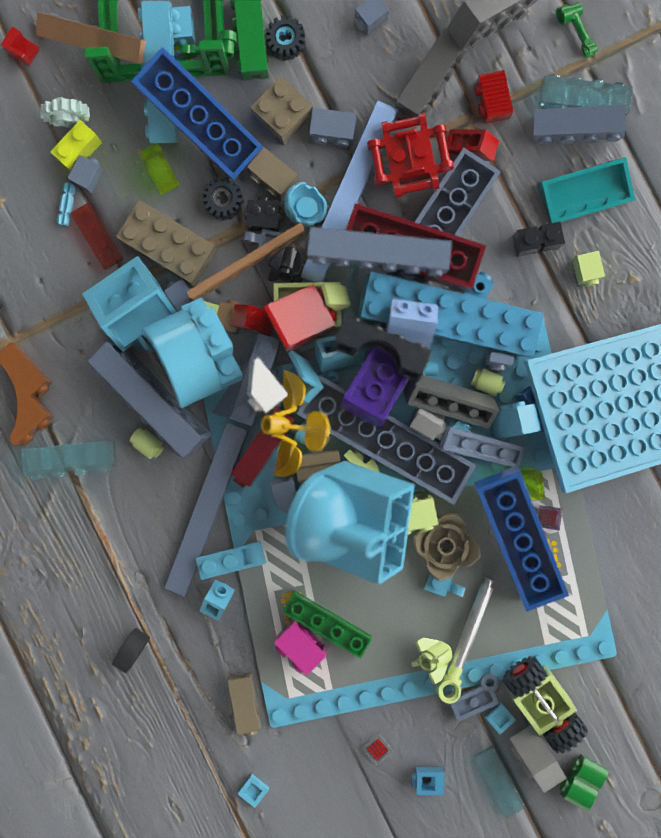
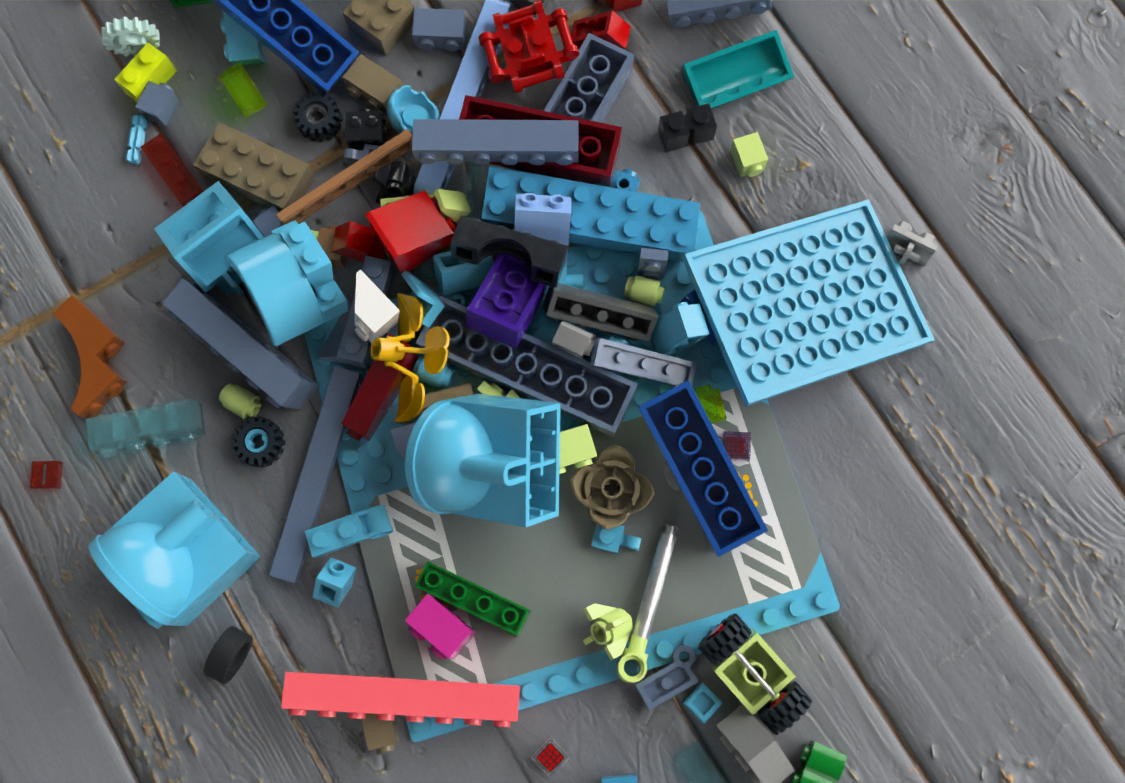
camera: 10 degrees left, 10 degrees down
(89, 567) = (173, 553): none -> medium azure piece
(149, 482) = (271, 436): none -> black bush
(266, 698) = (400, 697): none -> coral brick

